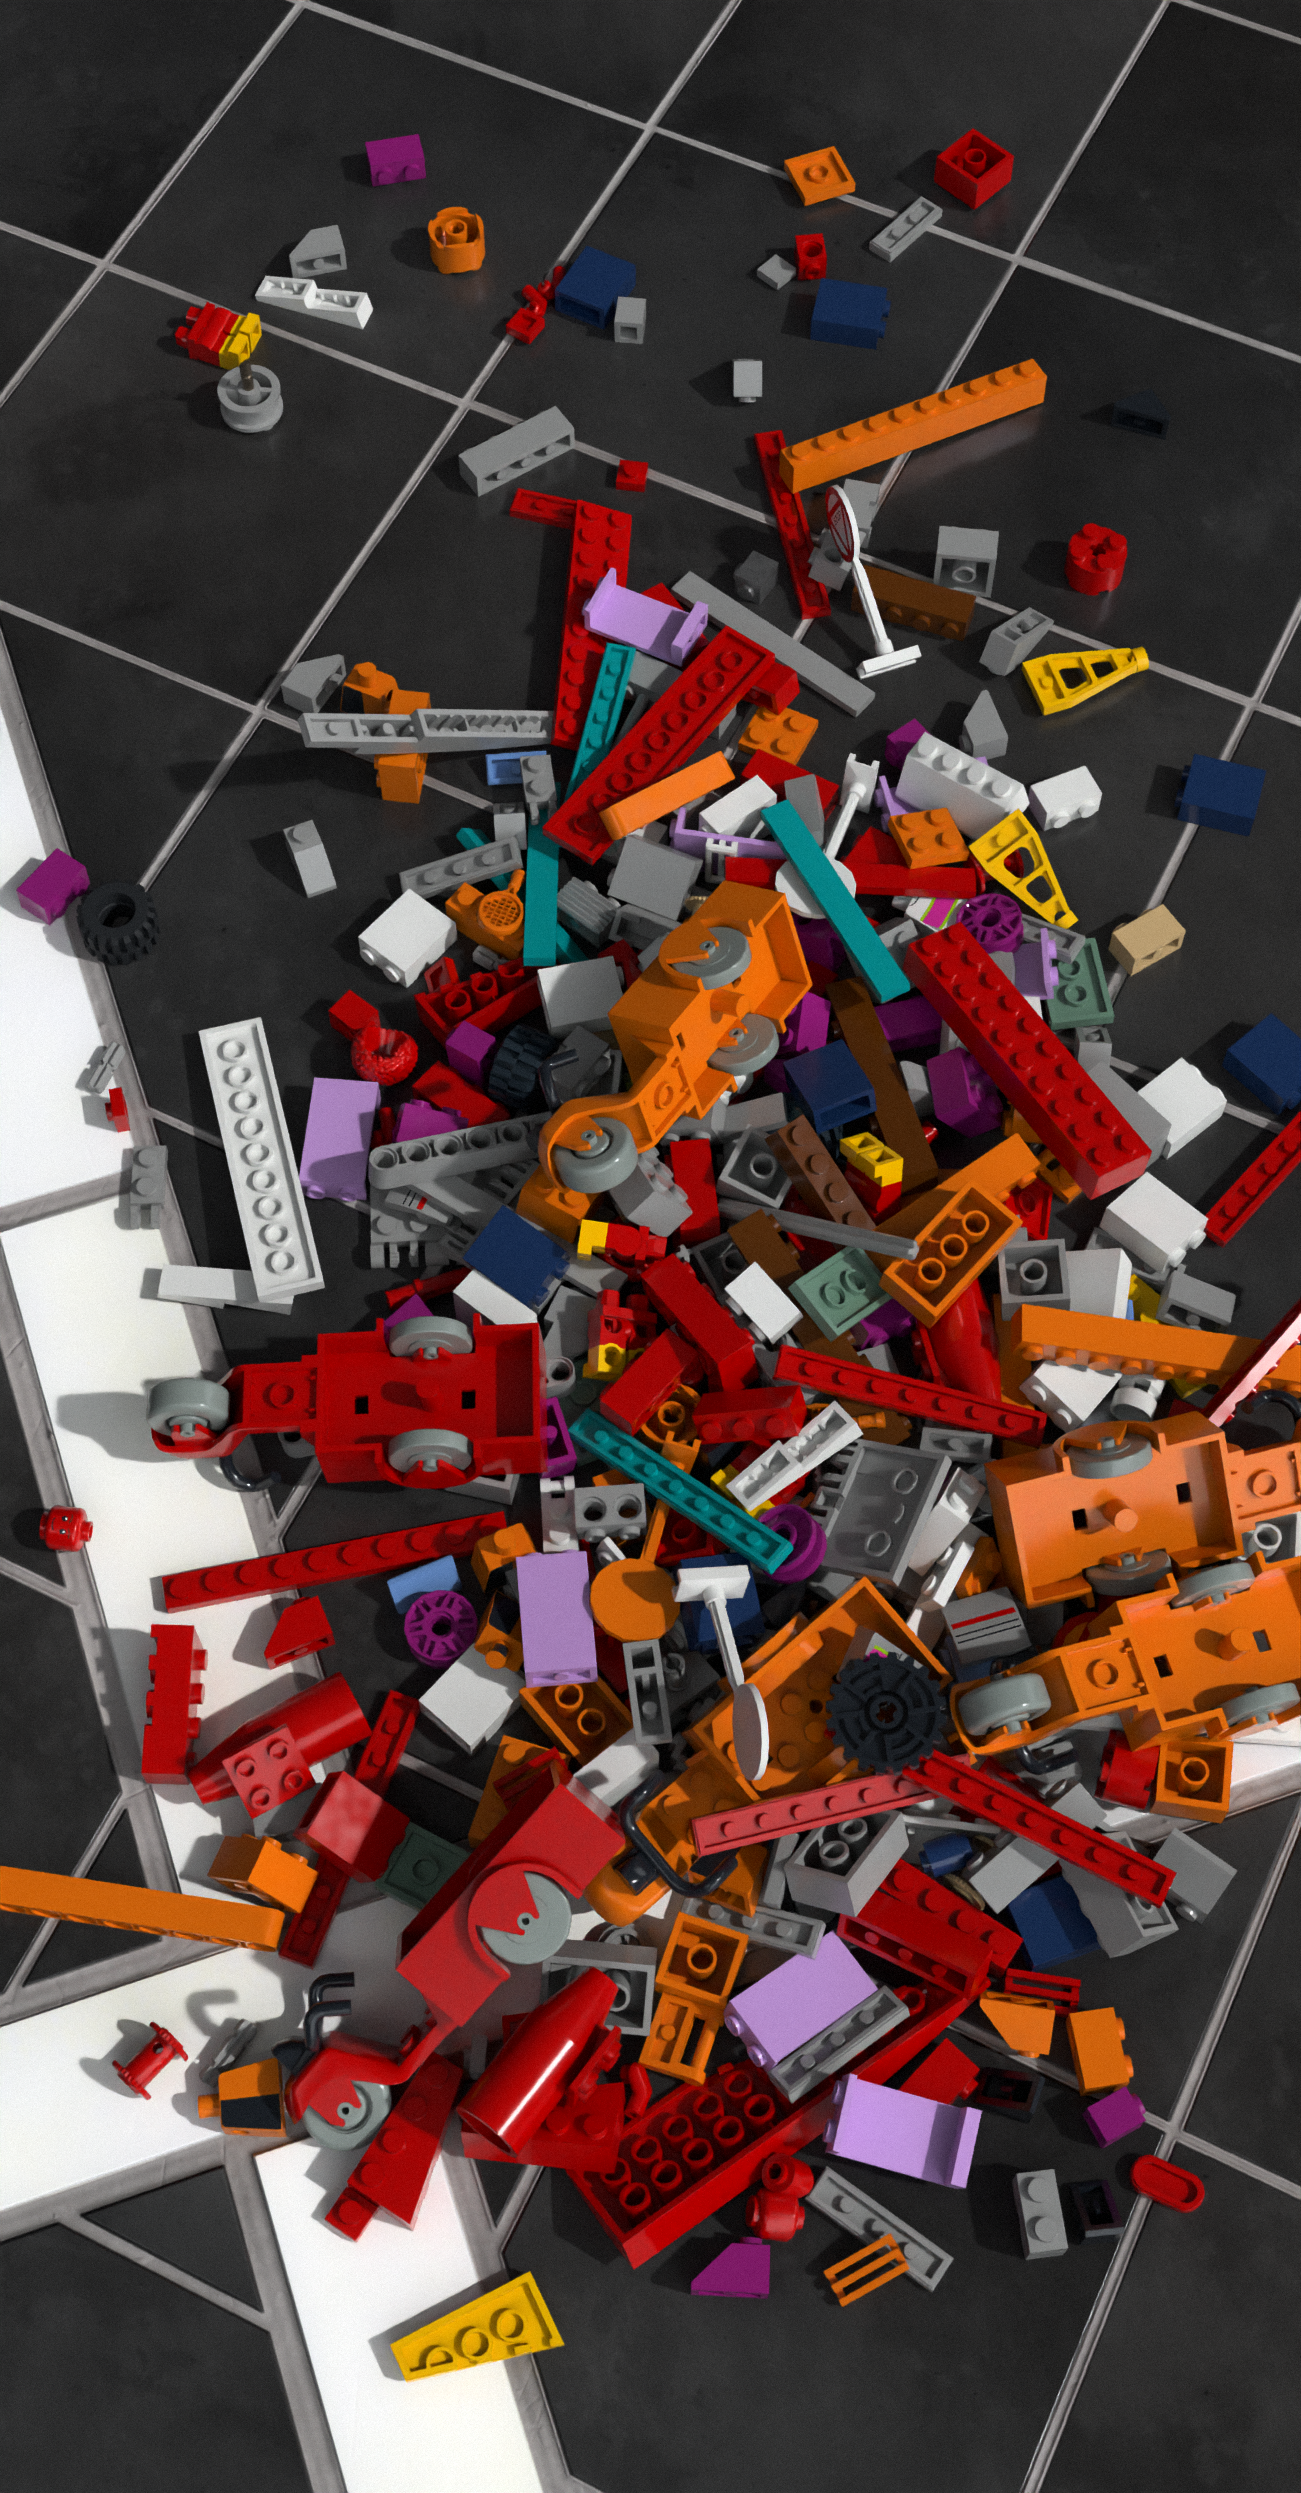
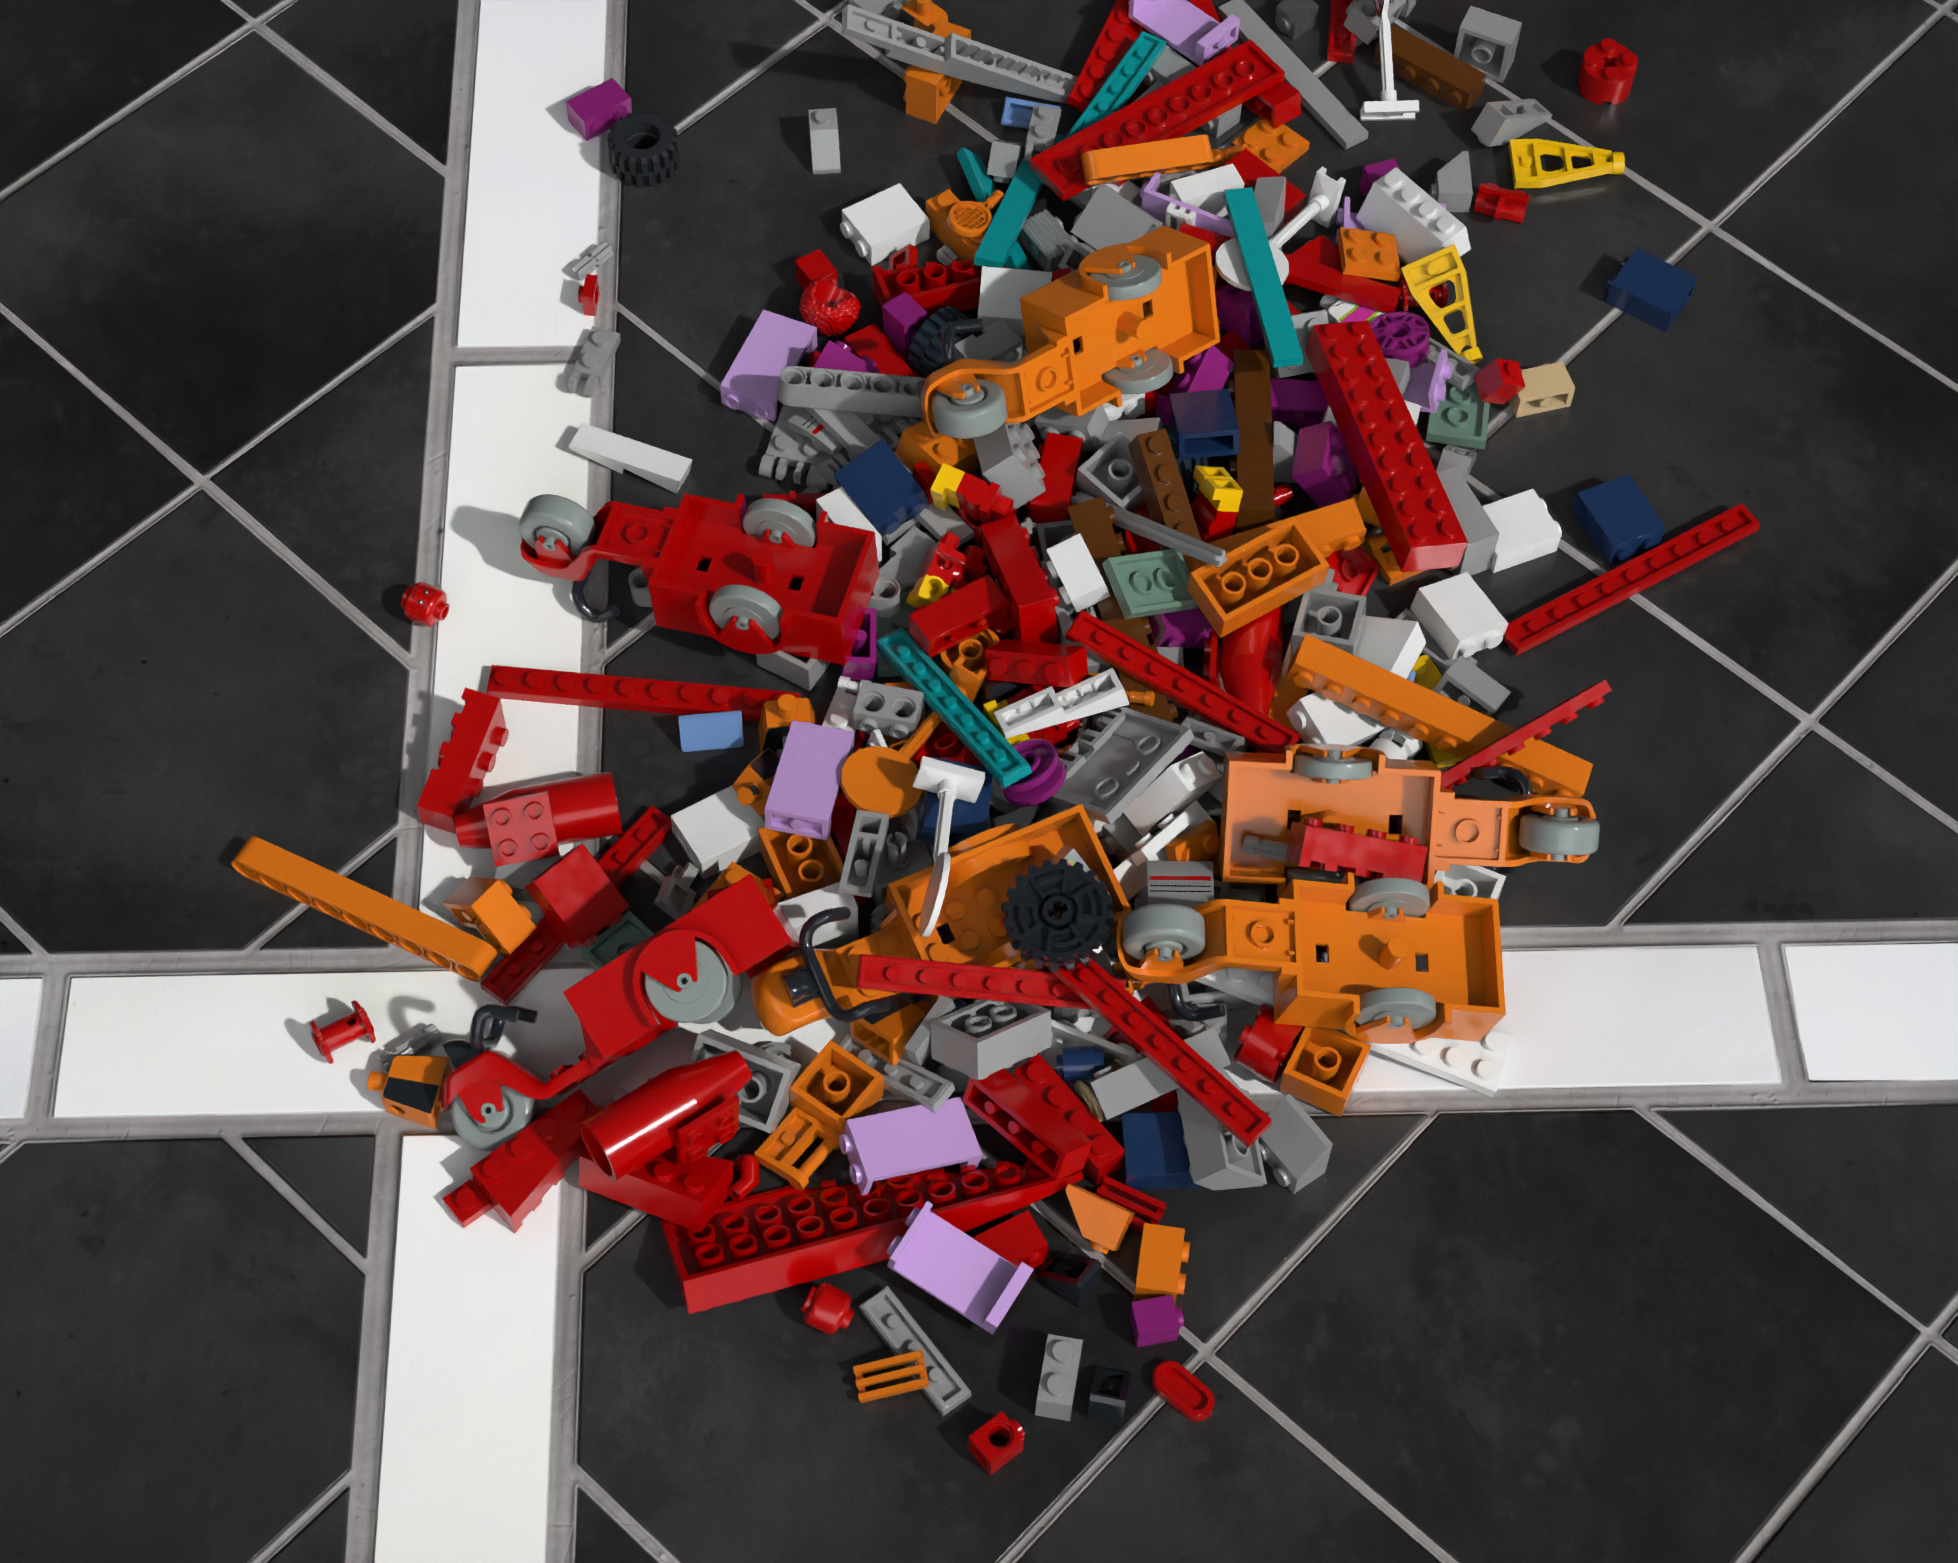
camera: 15 degrees right, 5 degrees down
(261, 1161) = (694, 363): white plate -> none
(299, 1633) = (589, 739): red slope -> none
(437, 1609) = (706, 754): magenta wheel -> none
(451, 1784) = (675, 893): none -> light grey plate
(463, 867) = (958, 178): light grey tile -> none
(485, 2331) = (547, 1326): yellow wing -> none
(562, 1235) = (925, 478): none -> red tile
(737, 2272) = (776, 1344): magenta slope -> none
(739, 757) = (1222, 156): none -> orange arm
(787, 2175) = (849, 1278): red brick -> none
(838, 2044) = (931, 1186): light grey tile -> none
(990, 2322) = (992, 1456): none -> red brick
(1037, 736) = (1501, 202): none -> red hips
(1064, 798) = (1507, 257): white brick -> none
(1071, 1560) = (1266, 848): none -> light grey axle
(1108, 945) = (1499, 381): none -> red brick
(1160, 1544) = (1355, 852): none -> red wedge

